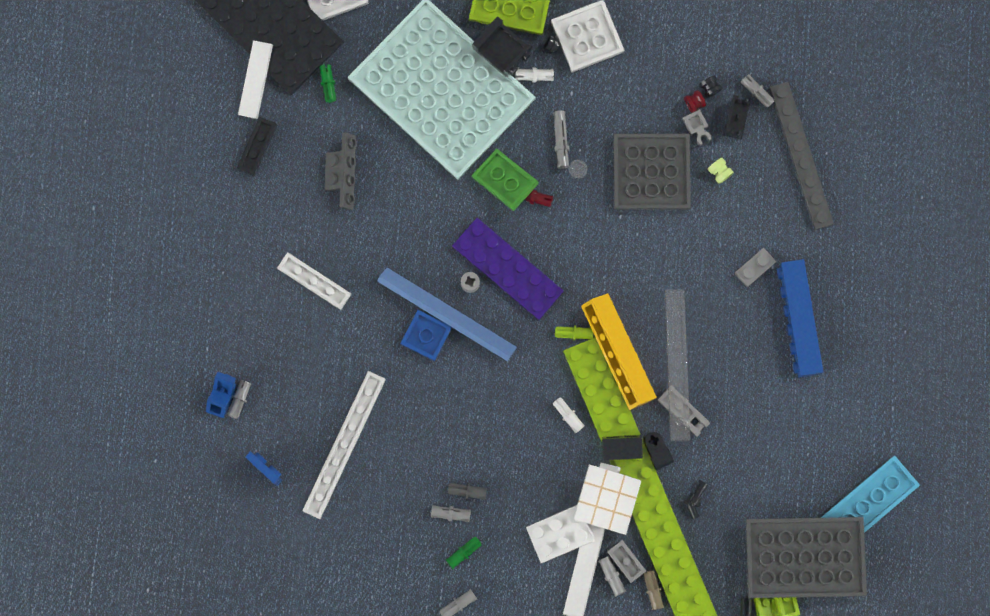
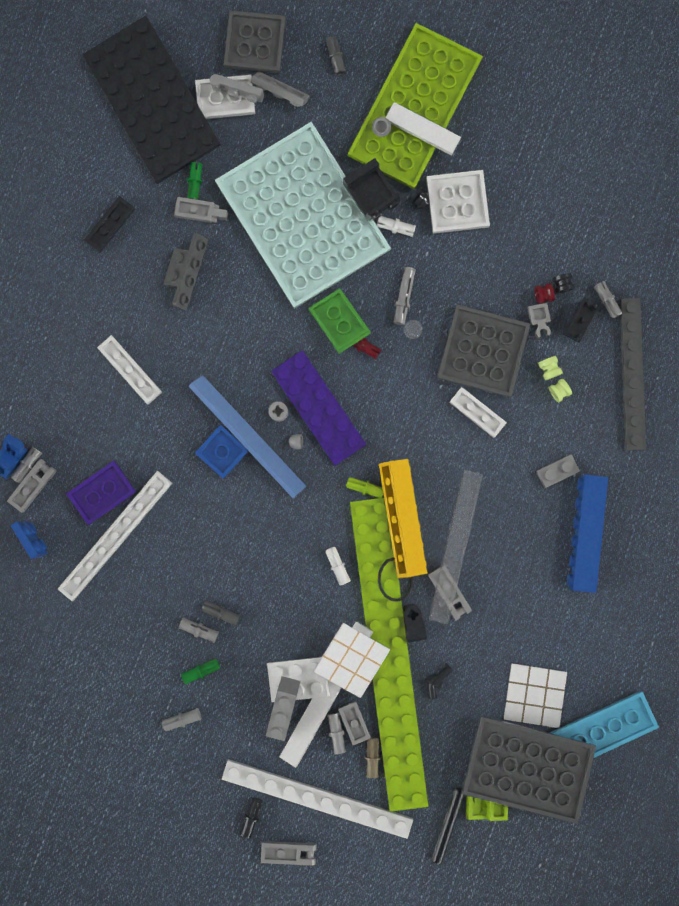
camera: 15 degrees right, 5 degrees up
(249, 418) = (31, 486): none -> light grey plate
(255, 79) = (125, 158): white tile -> none
(319, 406) = (101, 492): none -> dark purple plate
(340, 110) = (199, 210): none -> light grey hinge
(495, 306) = (296, 441): none -> light grey hinge
(554, 562) = (283, 708): none -> light grey brick
(615, 421) = (380, 586): none -> black piece
(622, 447) = (380, 613): black hinge -> none
(662, 231) = (477, 412): none -> white plate
(735, 189) = (560, 390): none -> yellowish green wheel
(793, 488) = (535, 695): none -> white piece

